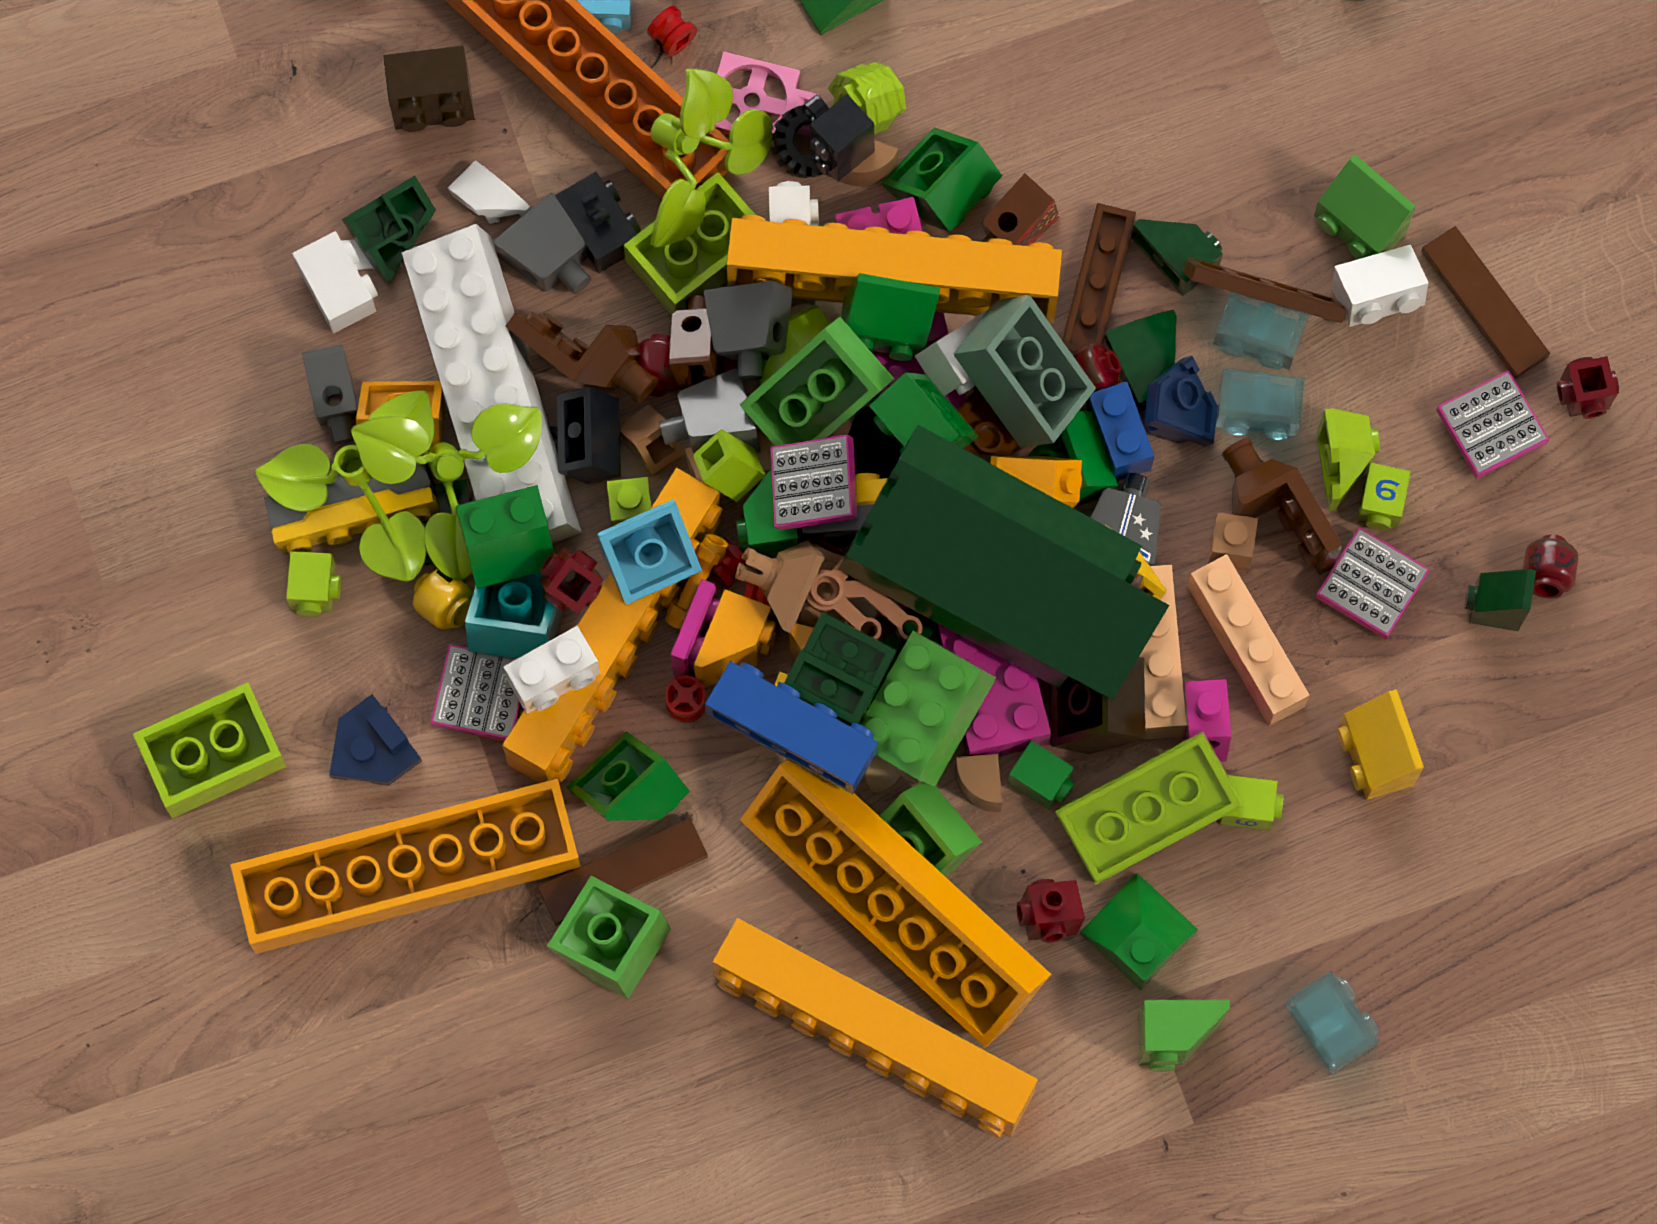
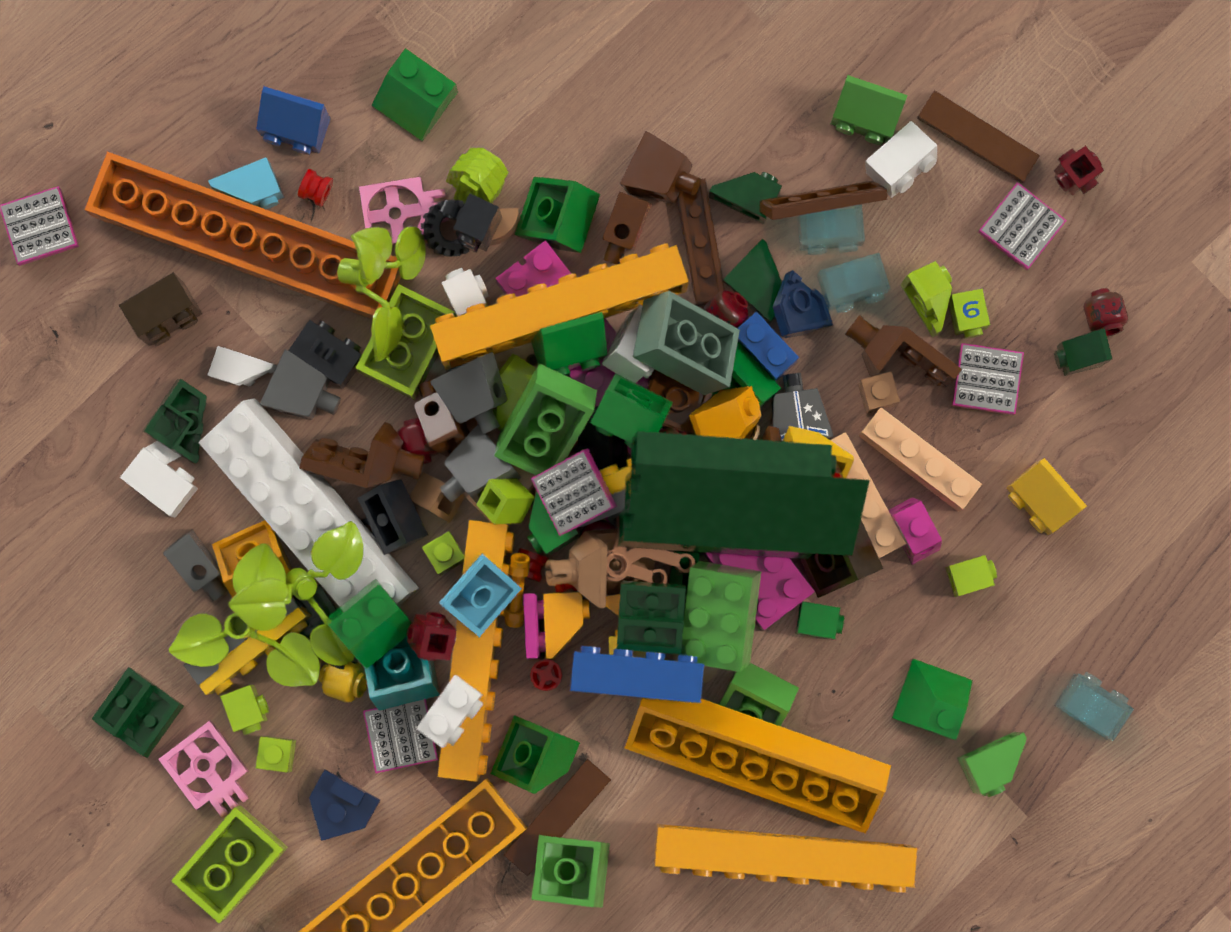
camera: 25 degrees left, 10 degrees up
(184, 534) = (137, 712): none -> dark green slope
(240, 666) = (222, 790): none -> bright pink piece
(323, 649) = (275, 754): none -> lime brick
(980, 781) = (778, 643): medium nougat brick -> none
(1050, 910) = (867, 715): dark red brick -> none
(1084, 178) = (659, 171): none -> reddish brown torso
(1149, 807) = (905, 613): lime tile -> none

